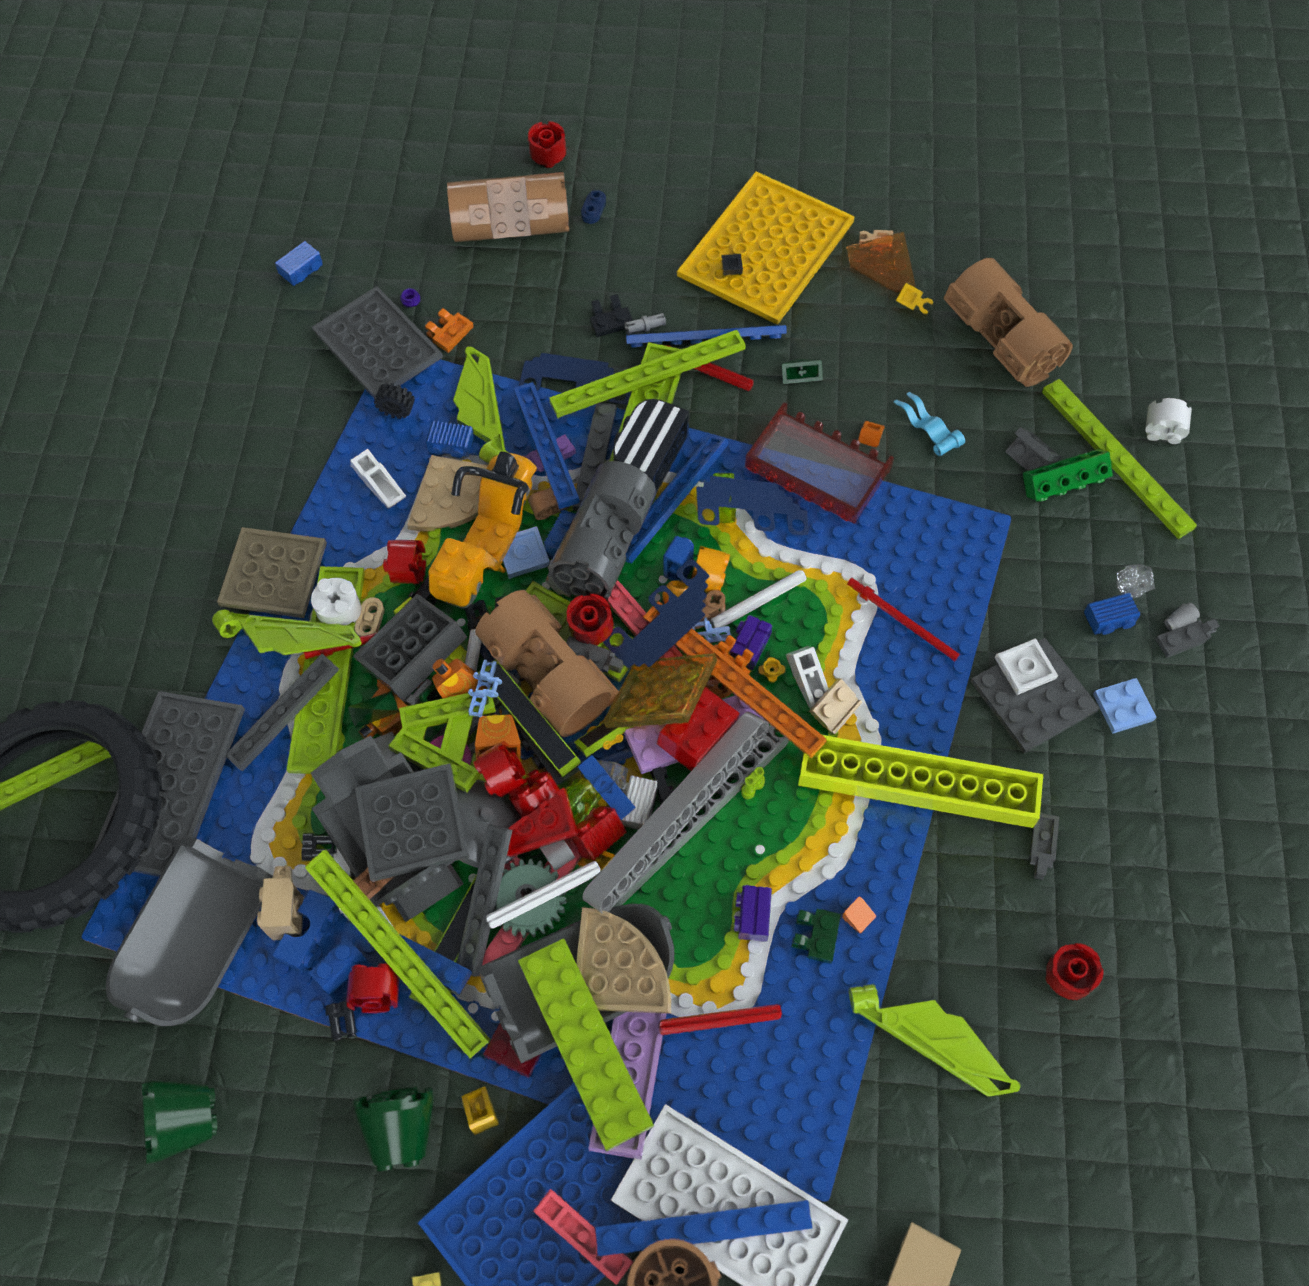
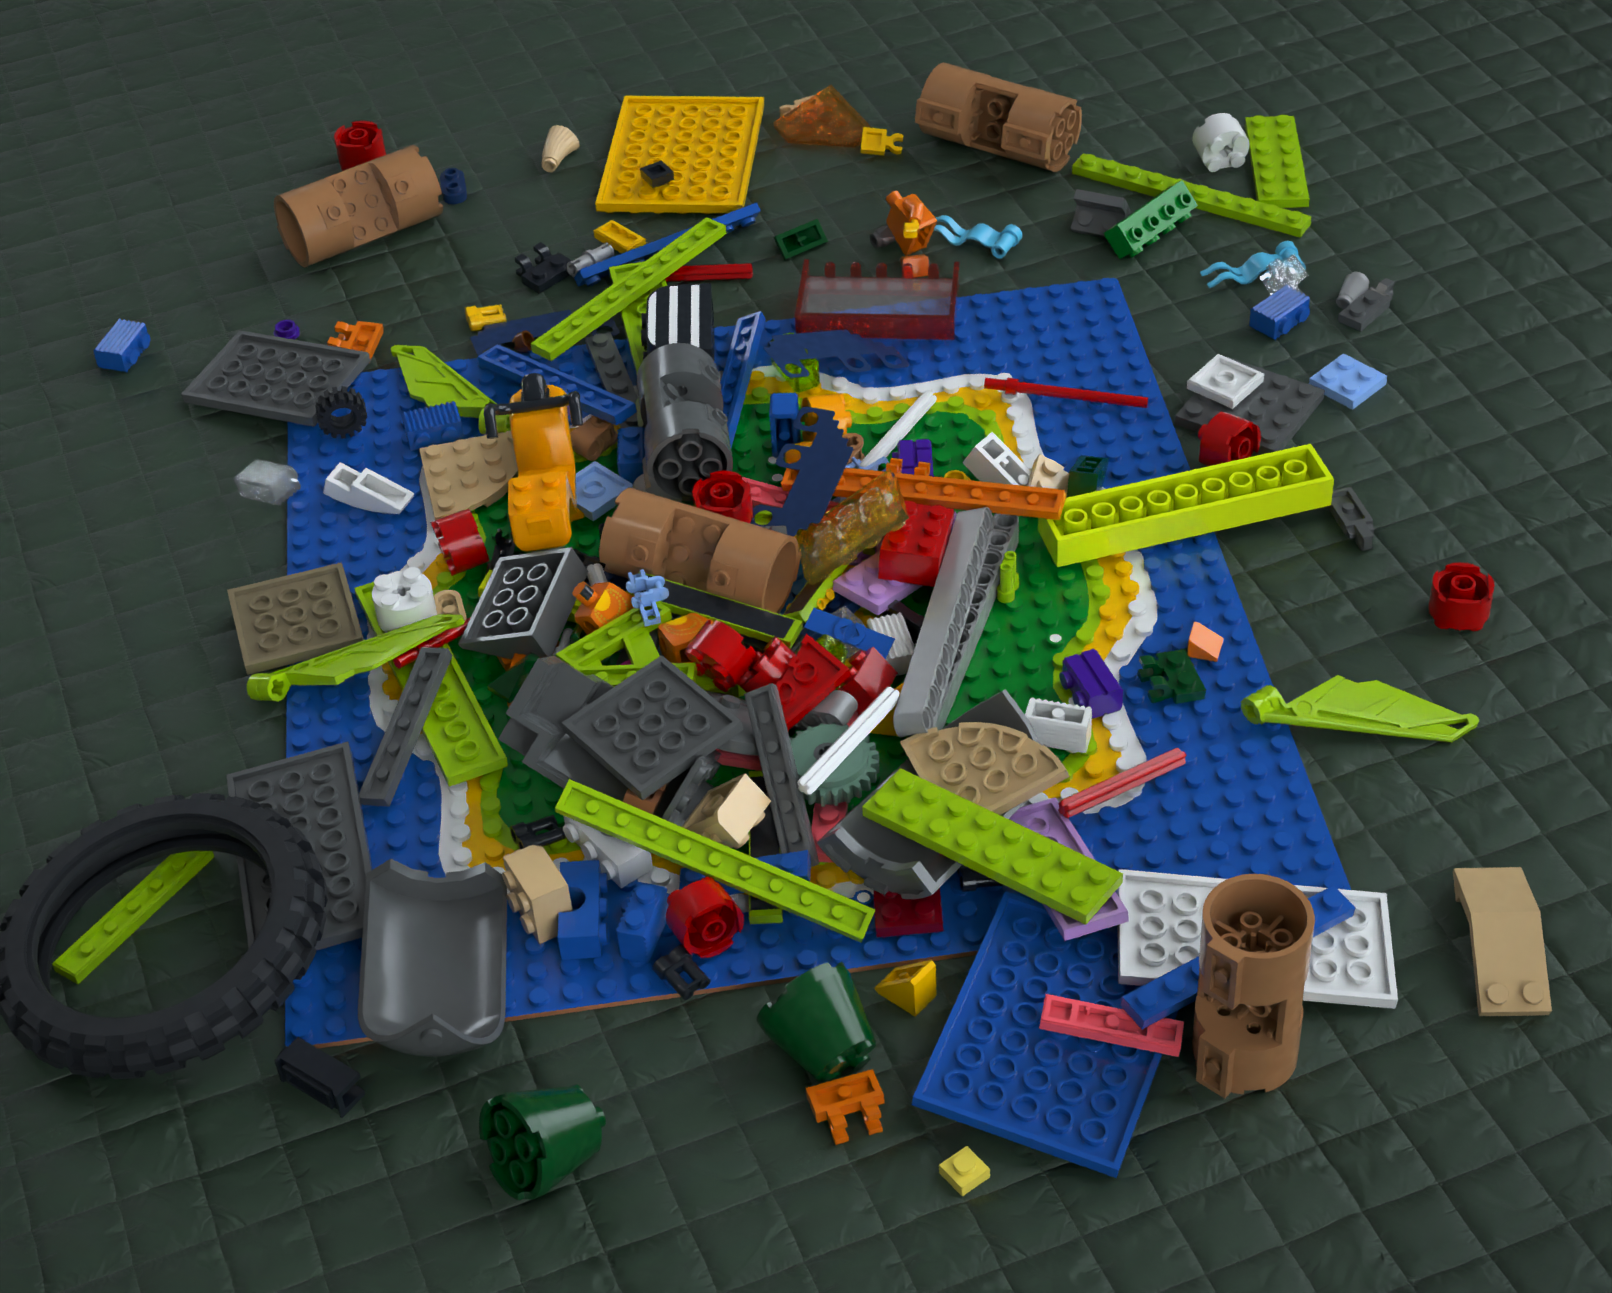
camera: 25 degrees left, 20 degrees down
(83, 978) = (319, 1076): none -> black window
(321, 438) = (267, 482): none -> clear brick
(390, 1184) = (845, 1096): none -> orange plate
(430, 911) = (729, 812): none -> tan hinge
(539, 342) = (484, 316): none -> yellow piece
(561, 384) = (523, 341): none -> reddish brown hinge
(677, 311) = (618, 237): none -> yellow plate
(685, 199) = (557, 146): none -> tan piece
(704, 944) = (1060, 724): none -> white brick
(865, 714) = (1087, 475): none -> dark green slope
(880, 395) = (907, 223): none -> orange torso
(990, 731) = (1227, 439): none -> red brick
(1125, 556) = (1253, 266): none -> medium azure flag
(1205, 453) = (1277, 161): none -> lime plate

